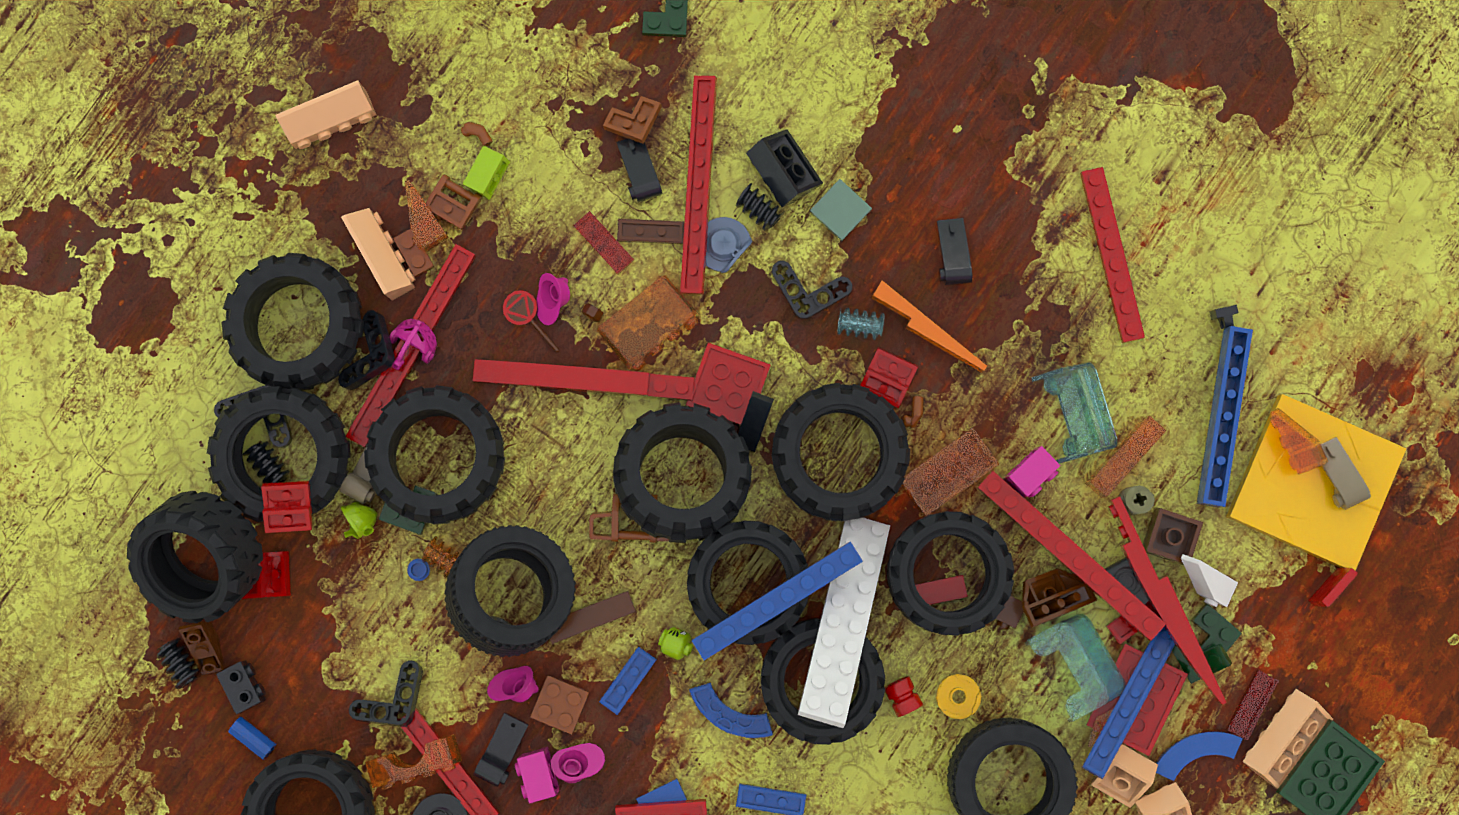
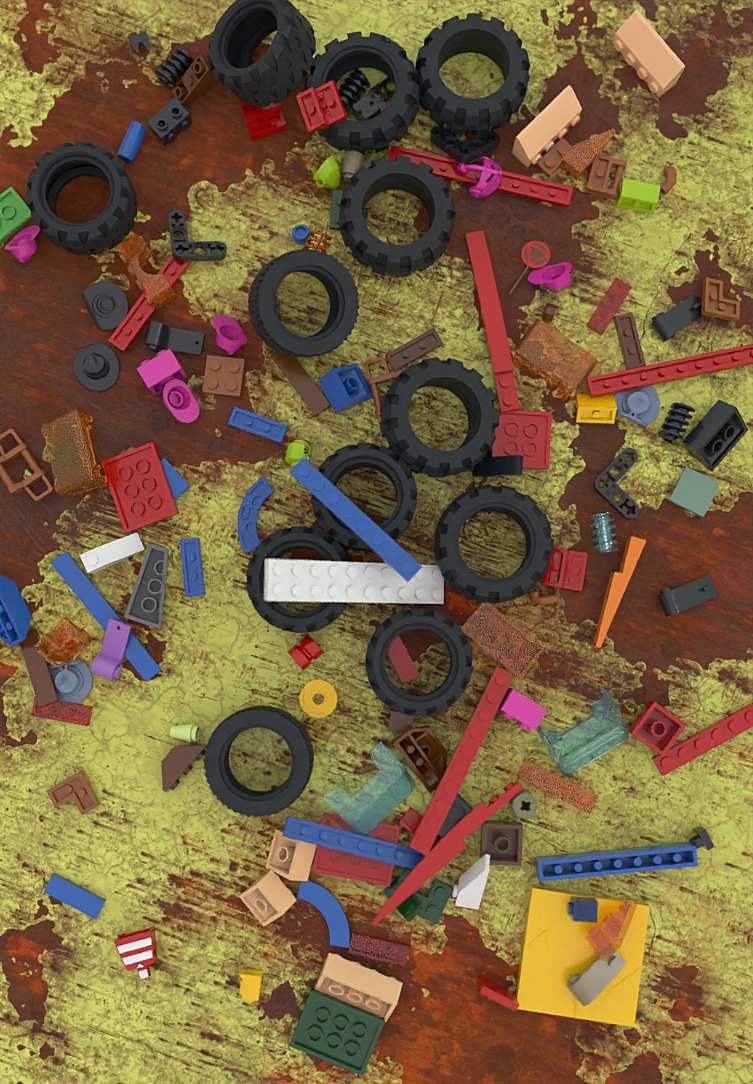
camera: 70 degrees right, 0 degrees up
(128, 696) = (140, 37): none -> black tile
(299, 451) = (367, 109): none -> black brick
(591, 477) = (414, 350): none -> reddish brown tile
(614, 567) = (345, 387): none -> blue slope
(718, 291) = (596, 410): none -> yellow panel
(1091, 330) = (656, 728): none -> red brick
(1267, 468) = (582, 909): none -> clear blue brick

